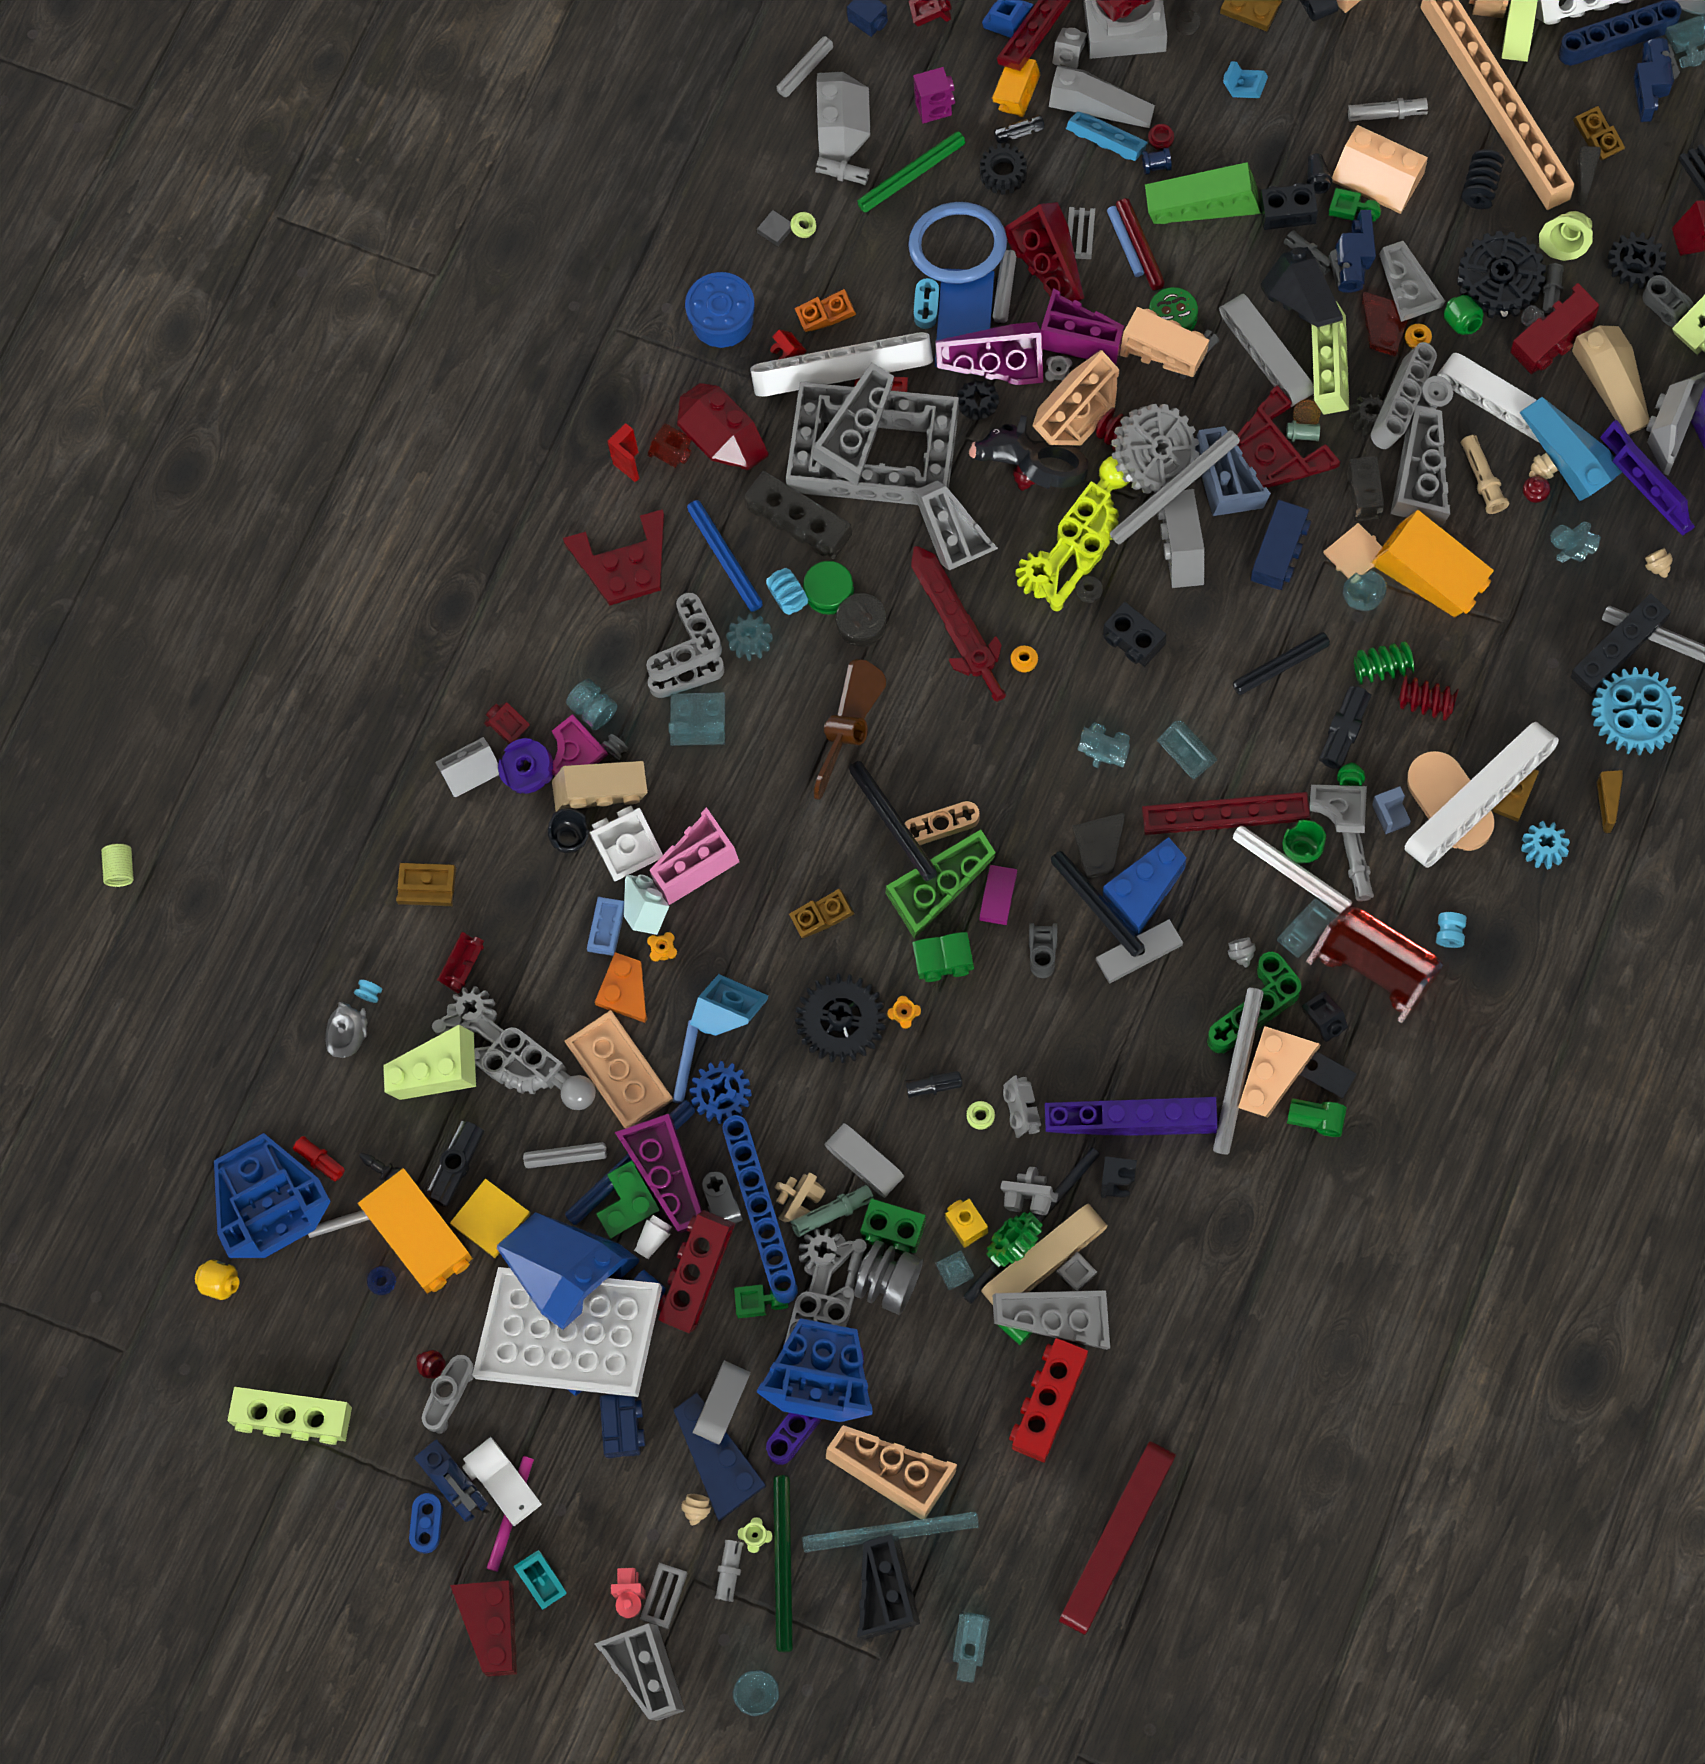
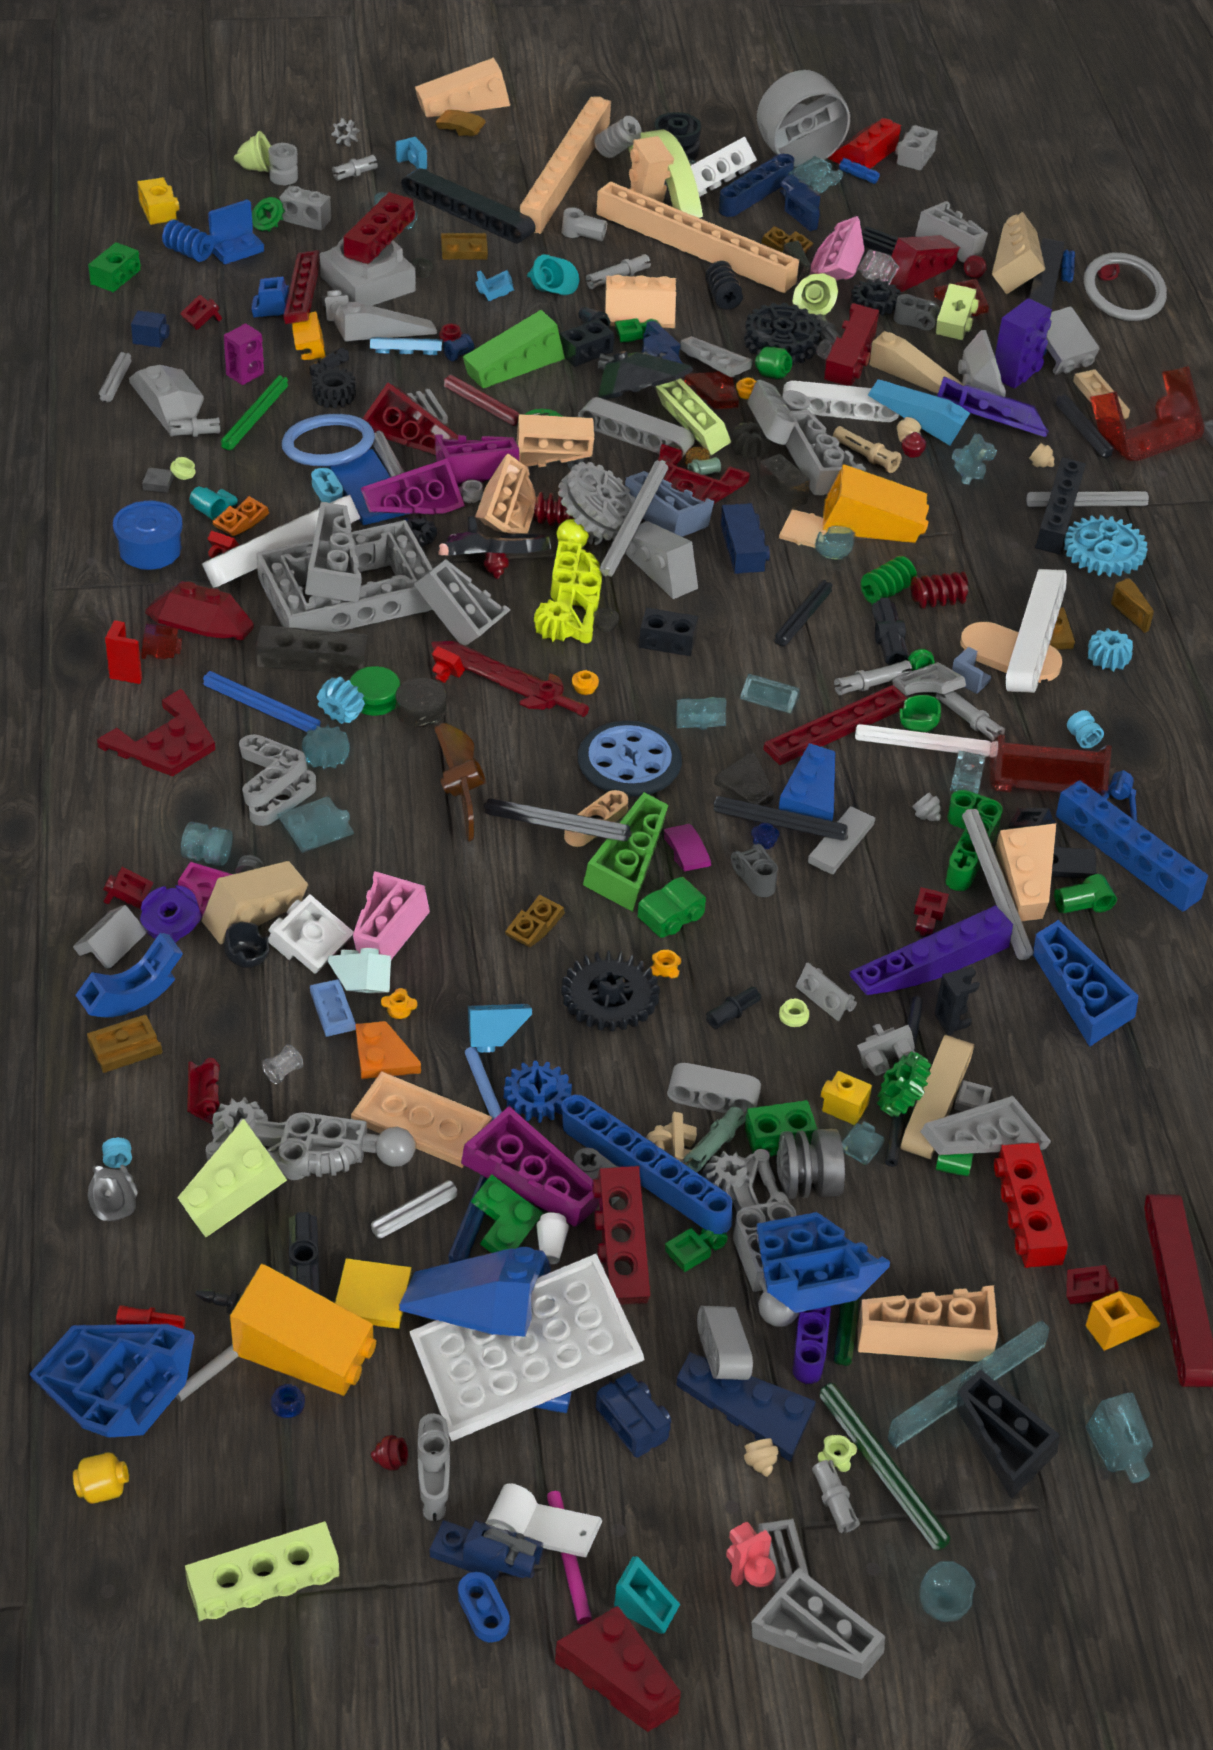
camera: 40 degrees left, 25 degrees down
(455, 831) = (134, 988): none -> blue arch
(536, 965) = (282, 1064): none -> clear bush
(804, 283) = (211, 503): none -> teal piece
(821, 1443) = (846, 1333): none -> dark green axle
(907, 585) = (446, 664): none -> red tile
(1006, 803) = (616, 733): none -> wedge
(1047, 1499) = (1090, 1284): none -> dark red bracket
(1049, 1541) = (1119, 1319): none -> light orange slope
(1076, 919) = (765, 835): none -> clear blue plate
(1125, 241) = (468, 402): medium blue bar -> none
(1171, 1060) = (929, 907): none -> dark red plate
(1242, 1221) = (1084, 983): none -> blue wedge
(1287, 774) = (863, 680): none -> light grey pin
(1312, 95) = (554, 275): none -> teal piece
(1391, 26) = (578, 224): none -> light grey piece
(1396, 1083) = (1131, 845): none -> blue brick
(1436, 1011) = (1121, 788): none -> blue plant
(1637, 179) = (840, 251): none -> bright pink wedge
(1663, 221) = (878, 266): none -> clear brick

